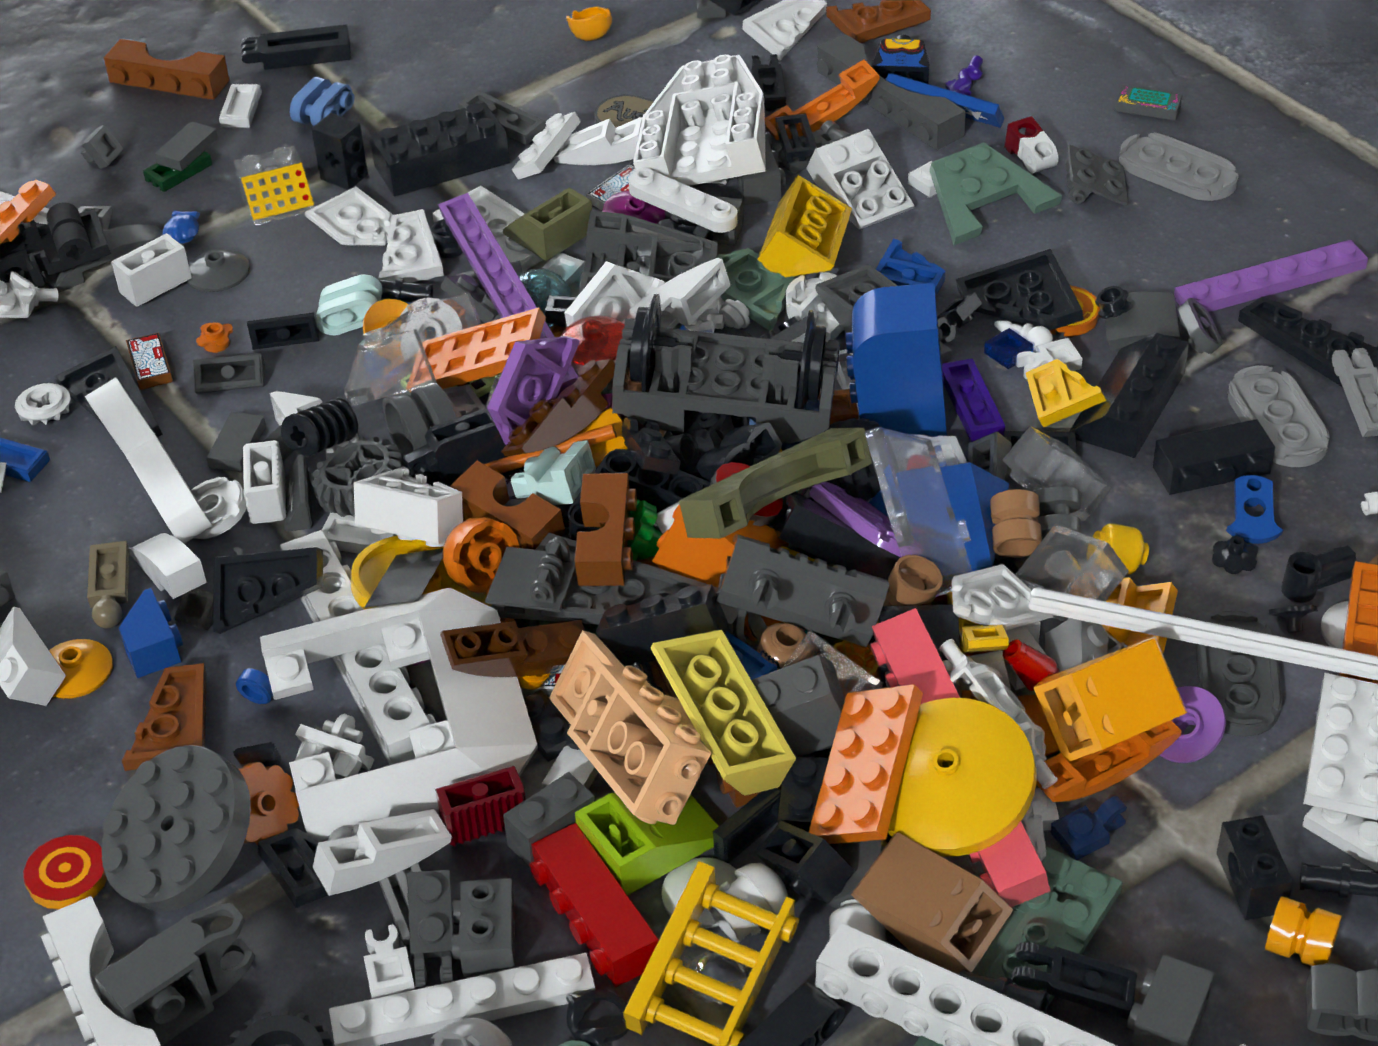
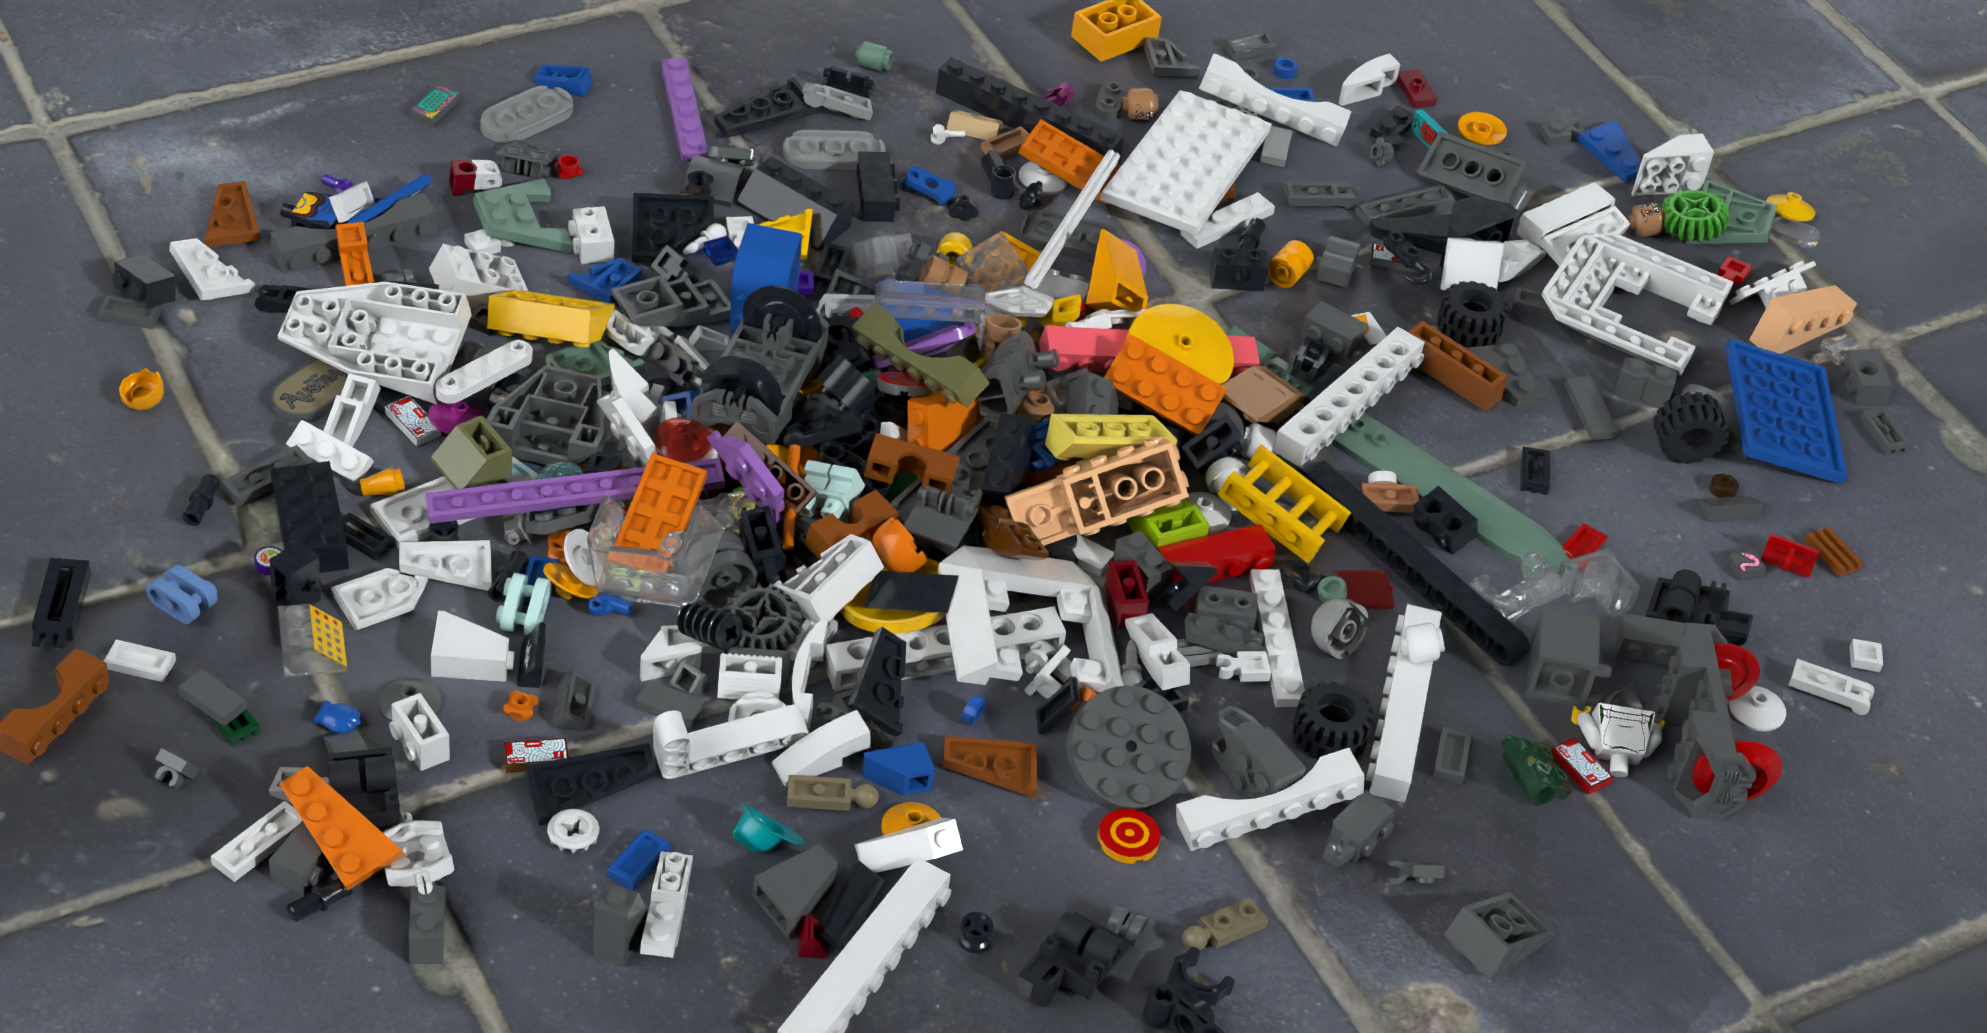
camera: 90 degrees left, 0 degrees up
(41, 534) = (761, 832): none -> teal piece
(274, 524) = (811, 649): none -> white slope
(283, 279) = (469, 651): none -> white slope
(453, 88) = (201, 500): none -> black pin
(453, 189) = (359, 539): none -> black tile
(514, 188) = (383, 483): none -> light orange cone
(516, 857) = (1193, 578): none -> black slope
(922, 68) = (352, 201): none -> white tile
(977, 245) = (592, 235): none -> white brick
(1096, 209) = (568, 167): none -> red plate
(1260, 180) = (573, 79): none -> blue slope

